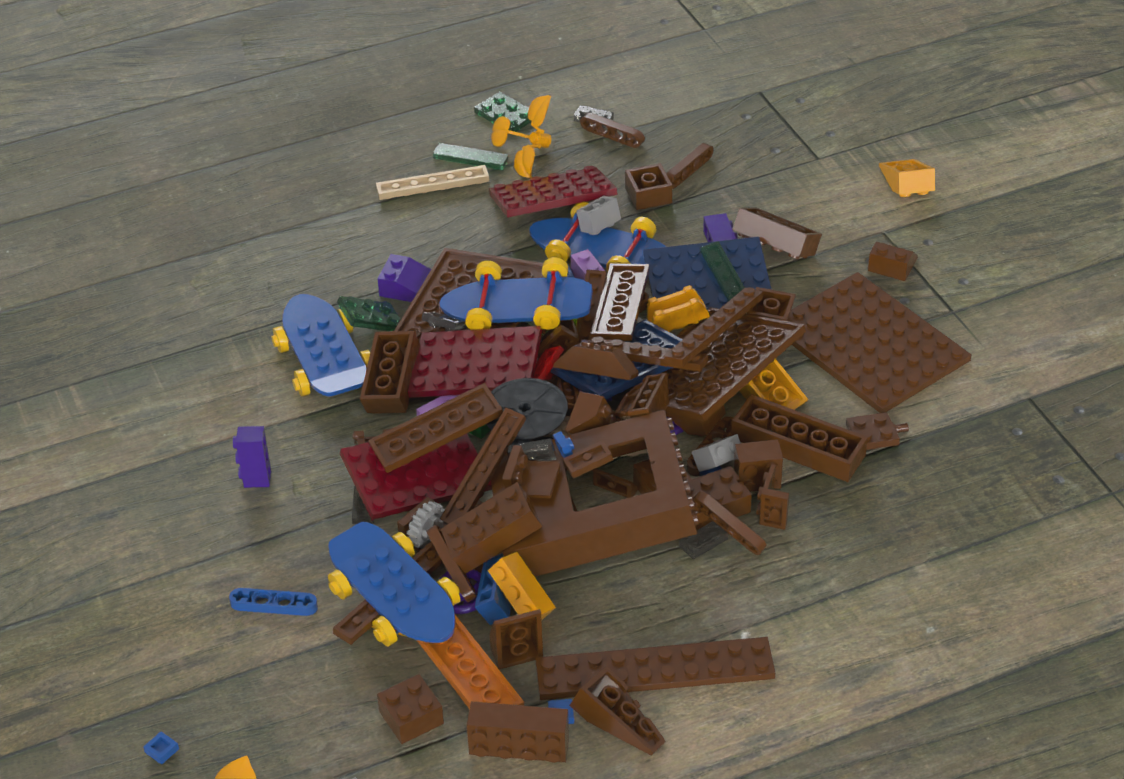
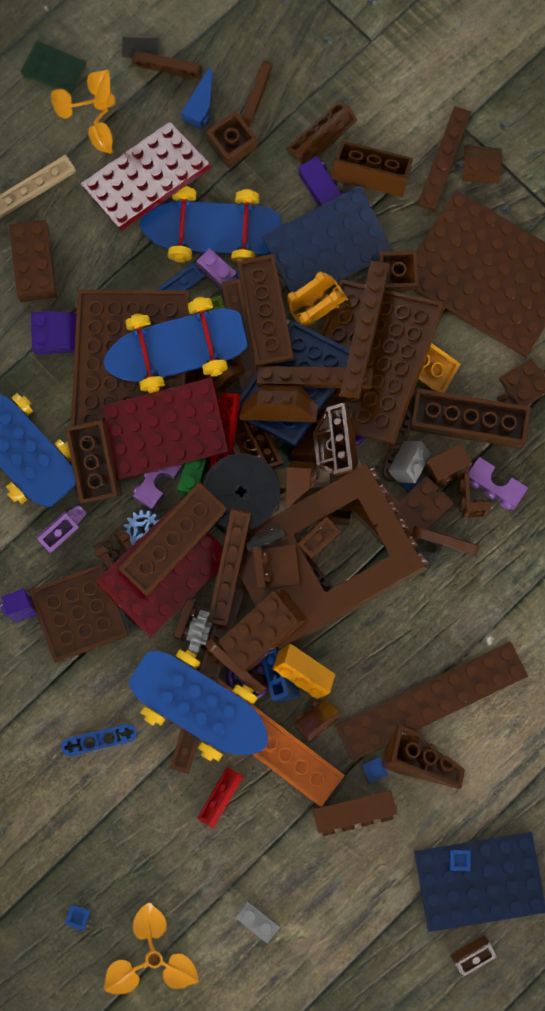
camera: 20 degrees left, 35 degrees up
(308, 493) = (77, 614): none -> reddish brown plate
(329, 417) = (61, 528): none -> medium lavender hinge
(369, 313) = (43, 393): clear green plate -> none
(376, 684) = (220, 797): none -> red plate
(410, 708) = (258, 813): reddish brown brick -> none
(414, 226) = (32, 261): none -> reddish brown brick
(440, 320) = (118, 388): clear smoke plate -> none
(470, 156) = (44, 141): clear green tile -> none
(563, 444) = (294, 528): blue plate -> none
(598, 215) = (202, 199): light grey brick -> none
(630, 157) = (199, 105): none -> blue slope
(722, 269) = (345, 242): clear green tile -> none
(763, 200) = (324, 134): none -> reddish brown fence
(817, 510) = (507, 495): none -> medium lavender arch
(855, 250) = (444, 158): none -> reddish brown plate
(909, 177) = (463, 45): light orange slope -> none

